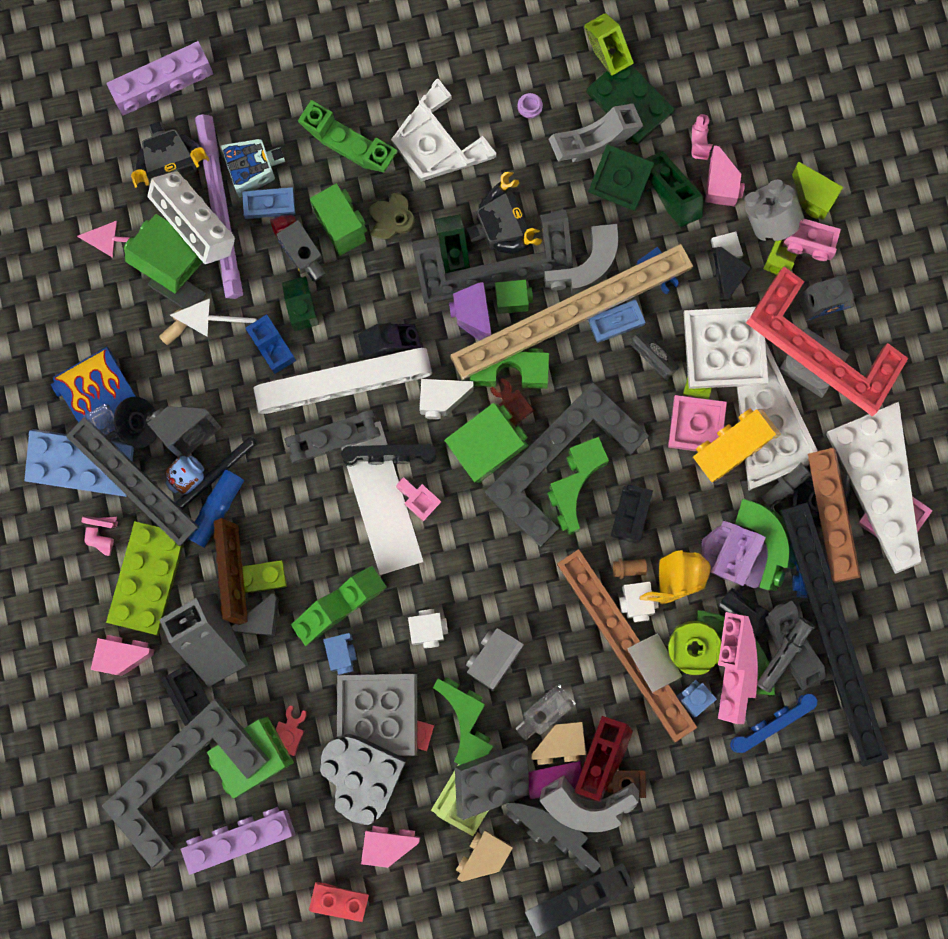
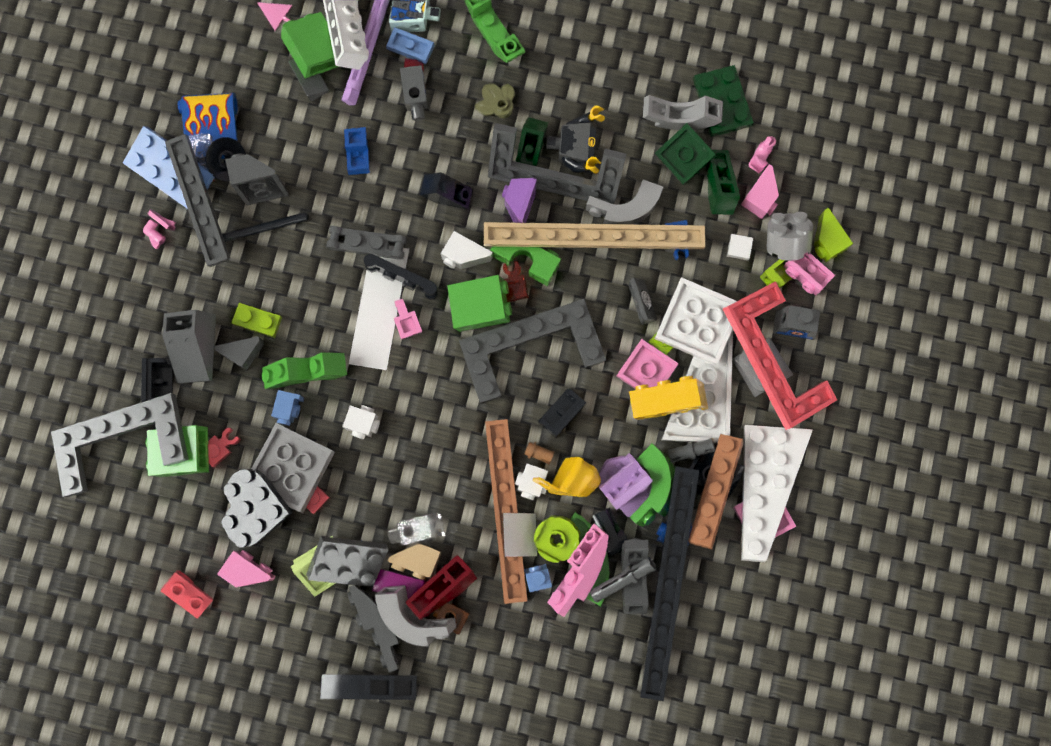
camera: 20 degrees right, 0 degrees up
(119, 658) = (120, 327): bright pink slope -> none
(145, 580) = (172, 280): lime plate -> none
(173, 331) = (295, 104): tan arm -> none
(184, 474) = (241, 215): light blue head -> none
(198, 316) = (313, 103): white piece -> none
(216, 506) = (252, 251): blue axle -> none
(230, 571) = (235, 304): reddish brown plate -> none
(239, 841) = (136, 510): lavender brick -> none
(299, 303) = (393, 131): dark green slope -> none
(338, 218) = (455, 81): bright green brick -> none
(342, 380) = (396, 204): white beam -> none
(428, 145) = (551, 59): white wing -> none
(468, 709) = (359, 498): bright green arch -> none
(486, 858) = (315, 618): tan slope -> none
(494, 659) = (399, 470): light grey slope -> none
(513, 296) = (556, 203): bright green brick -> none
(530, 105) = (644, 67): lavender plate -> none
(585, 459) = (548, 354): bright green arch -> none
(607, 34) = (727, 42): lime torso -> none
(616, 321) = (626, 261): medium blue plate -> none
(728, 271) = (731, 264): black slope -> none
(783, 716) = (598, 627): blue plate -> none

